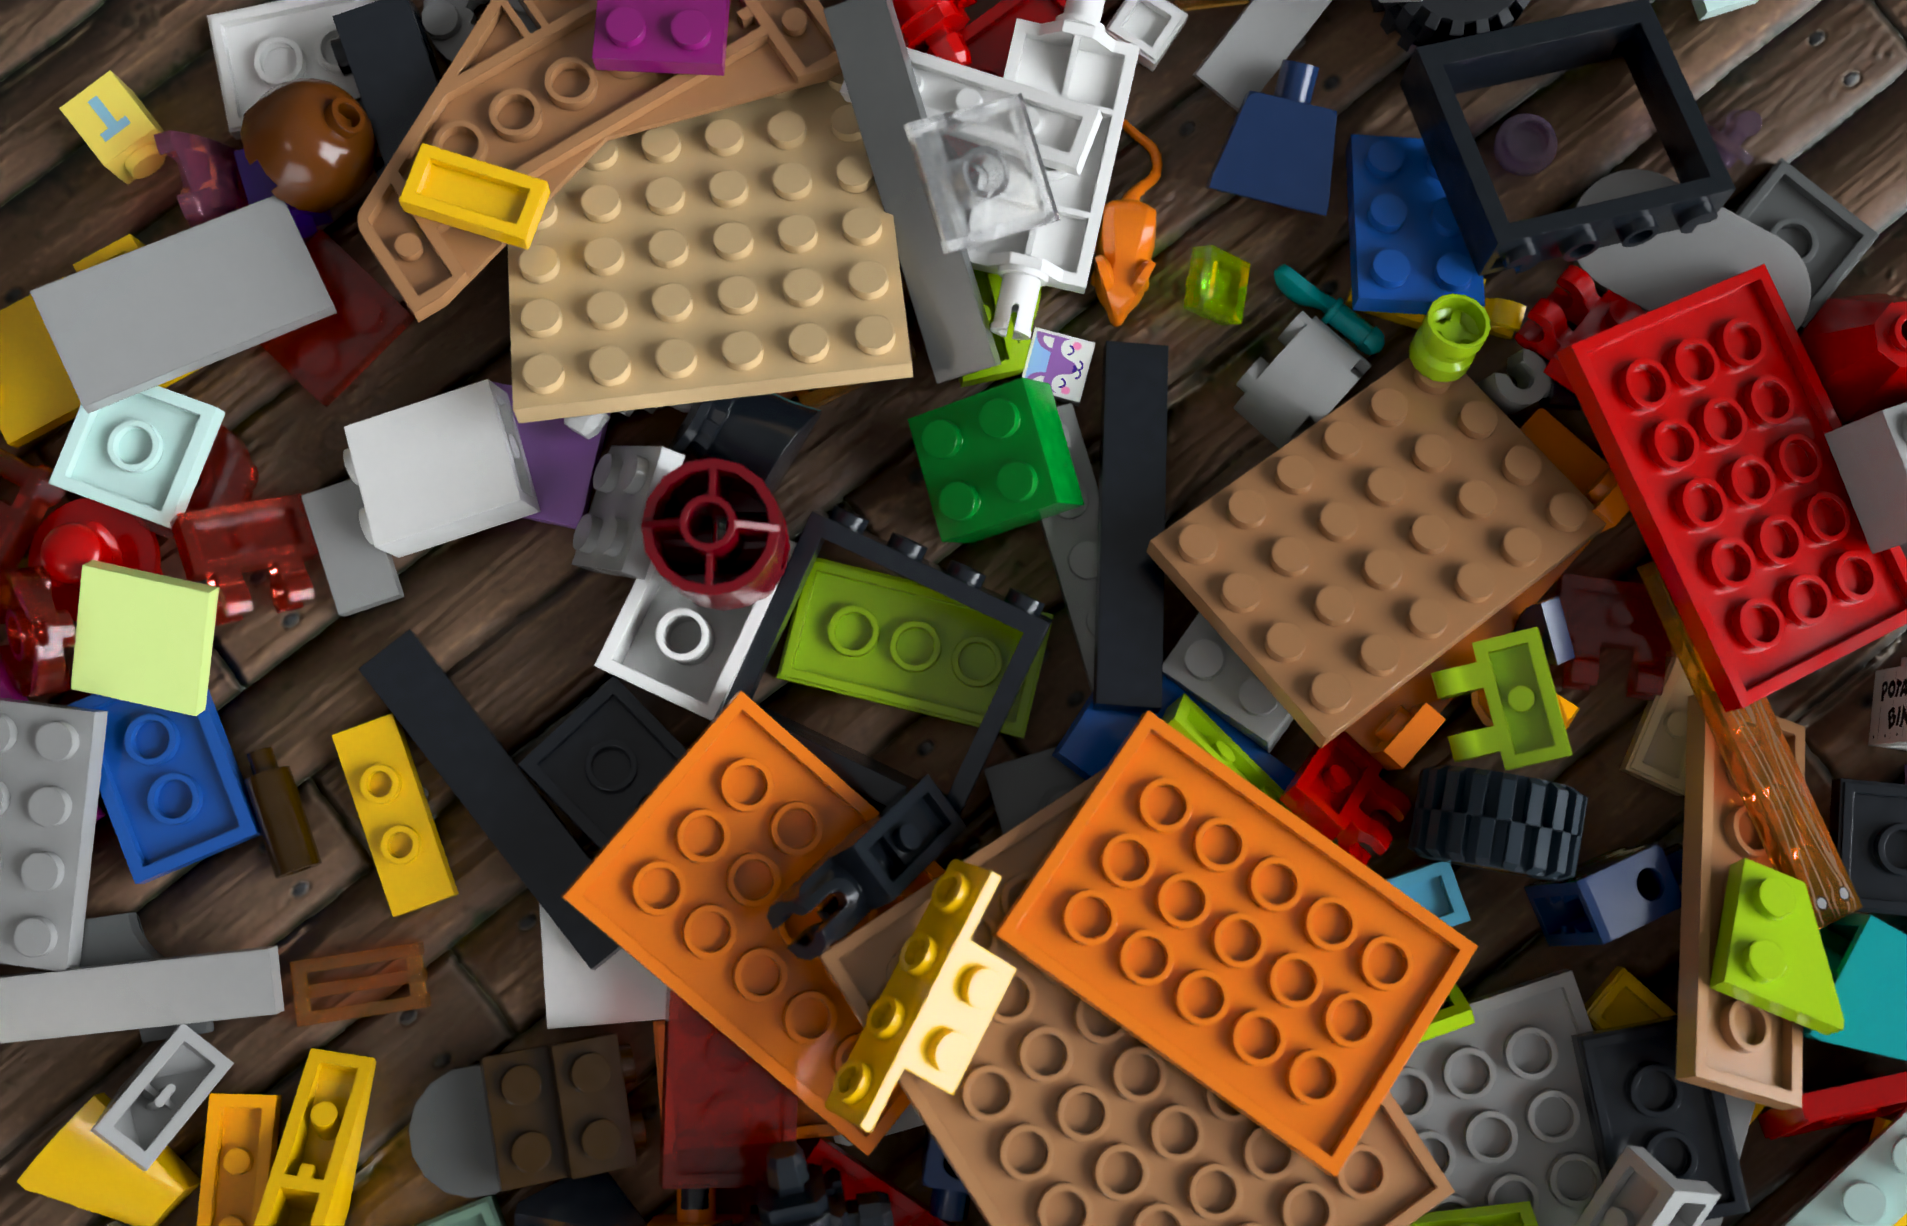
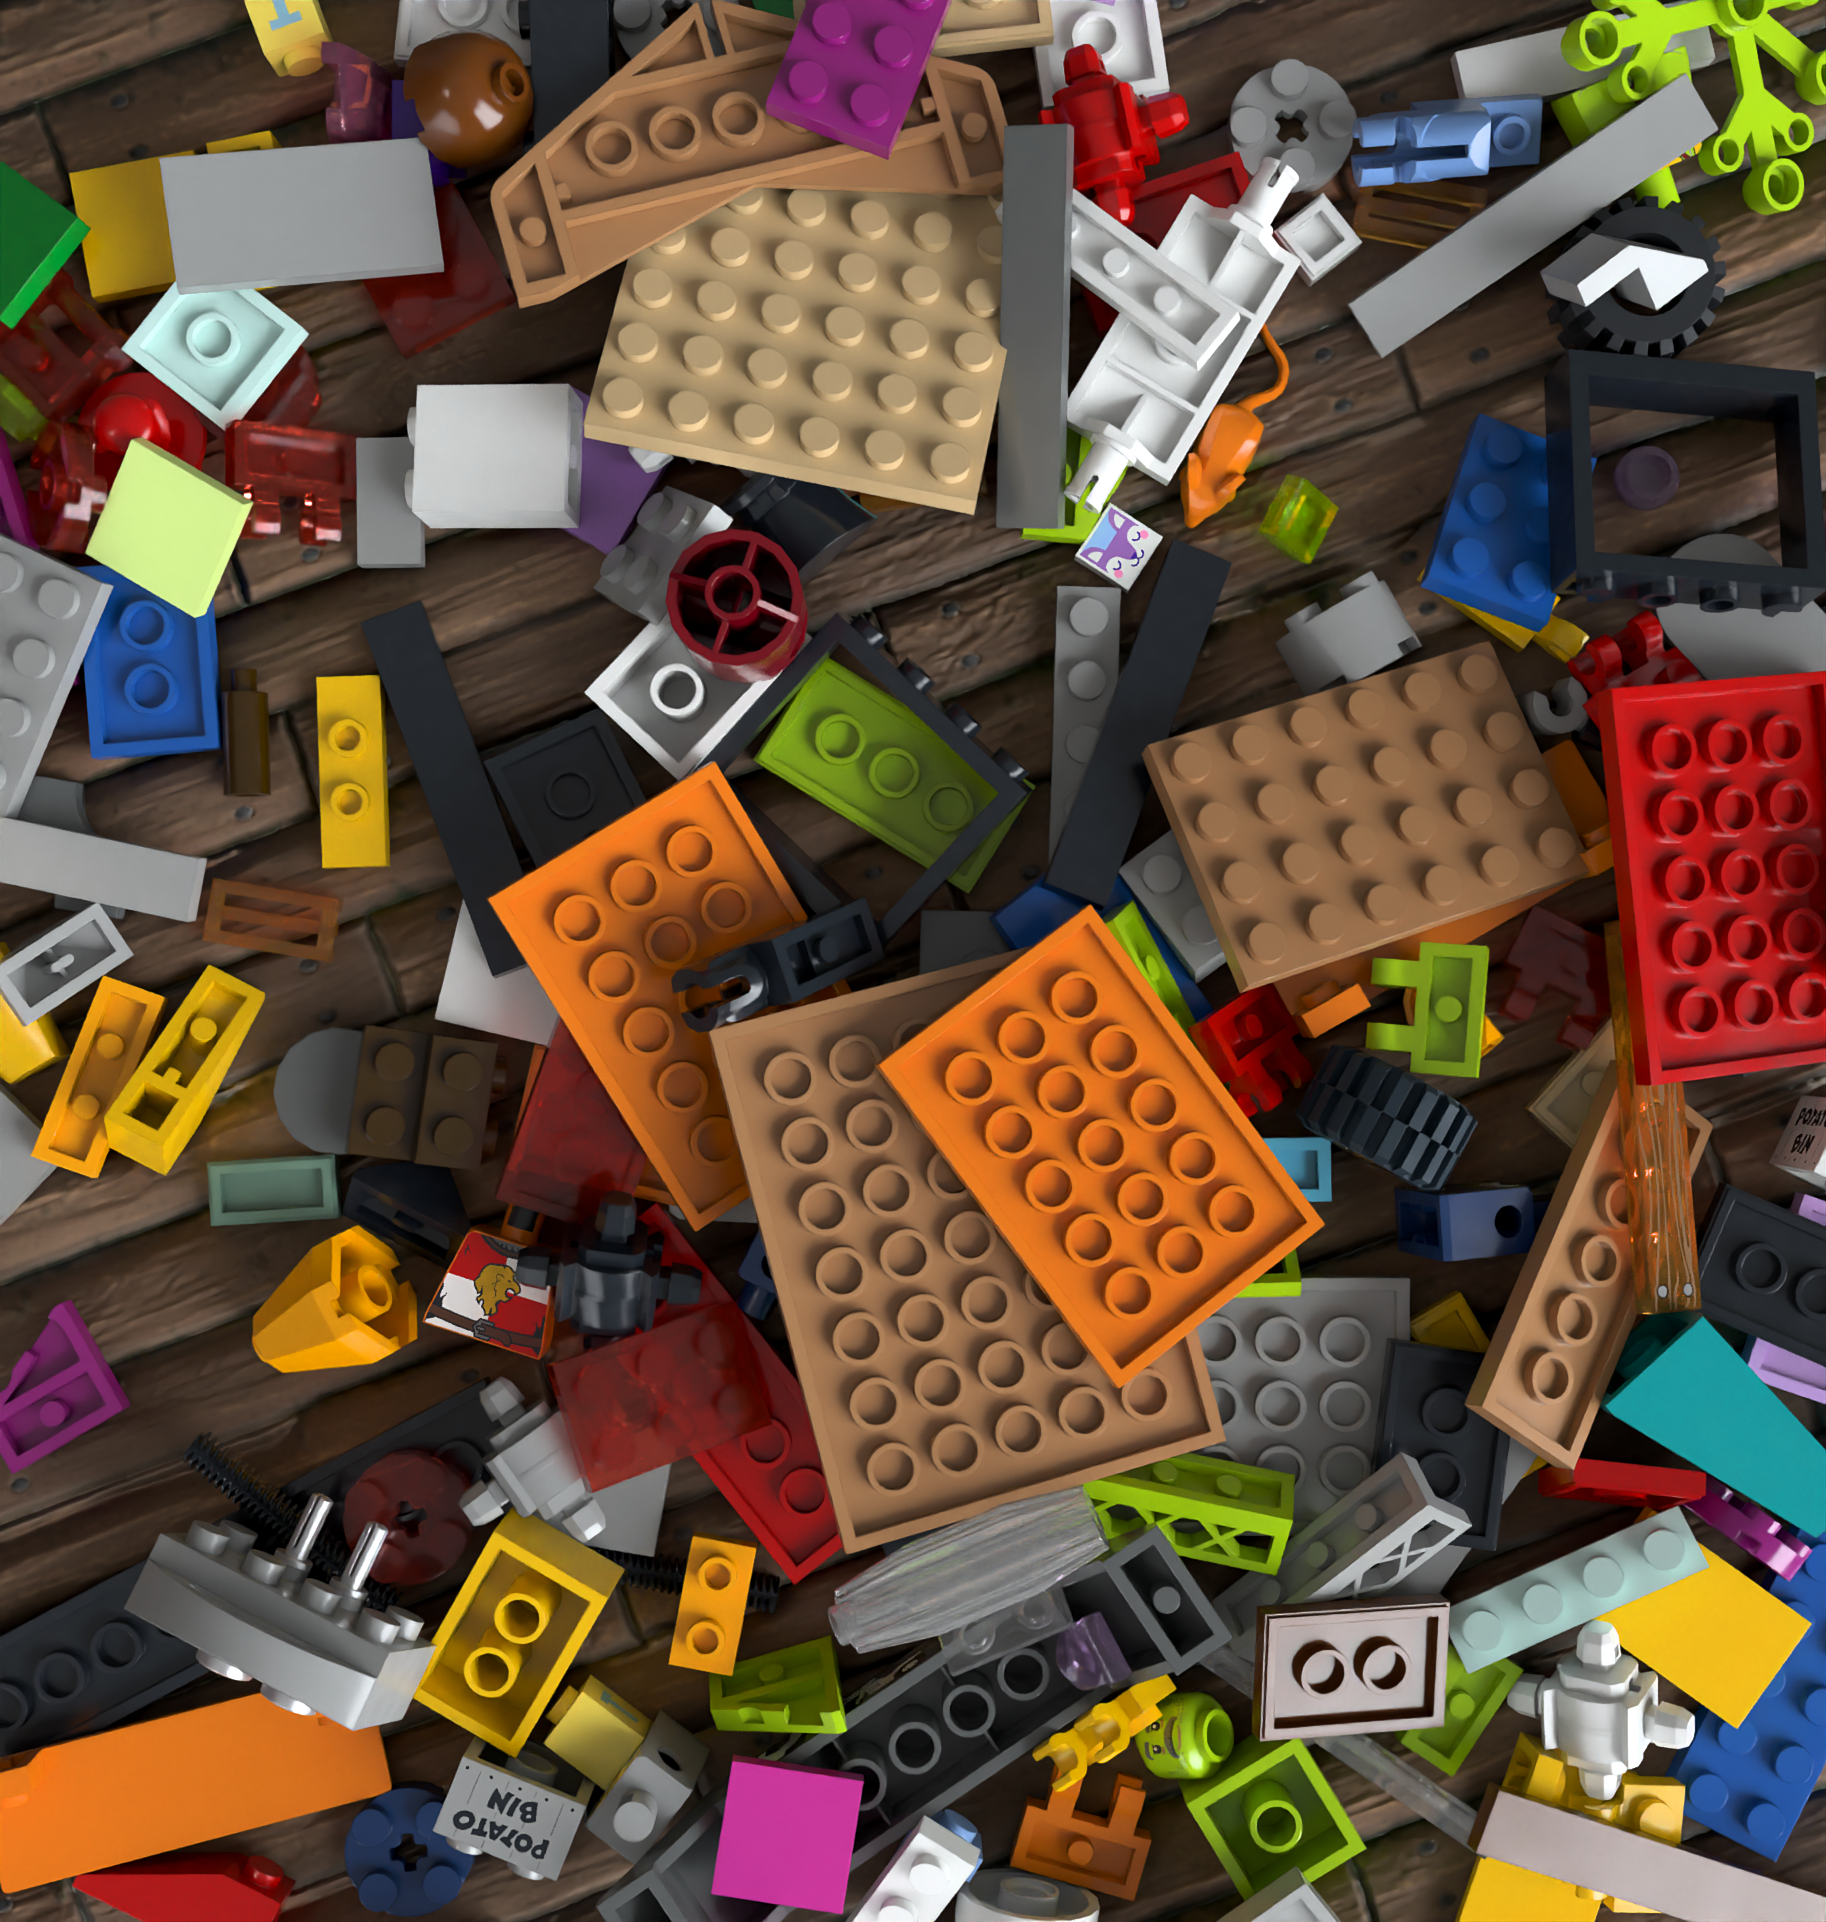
camera: 15 degrees right, 5 degrees up
(474, 196) = (611, 202): yellow tile -> none
(932, 1003) = (799, 1108): yellow bracket -> none
(982, 173) = (1103, 338): clear slope -> none
(995, 461) = (1028, 621): green brick -> none
(1280, 145) = (1405, 402): dark blue torso -> none
(1336, 313) = (1405, 584): teal piece -> none
(1449, 337) = (1502, 643): lime wheel -> none
(1552, 627) = (1503, 953): dark blue tile -> none
(1773, 949) = (1600, 1317): lime wing -> none

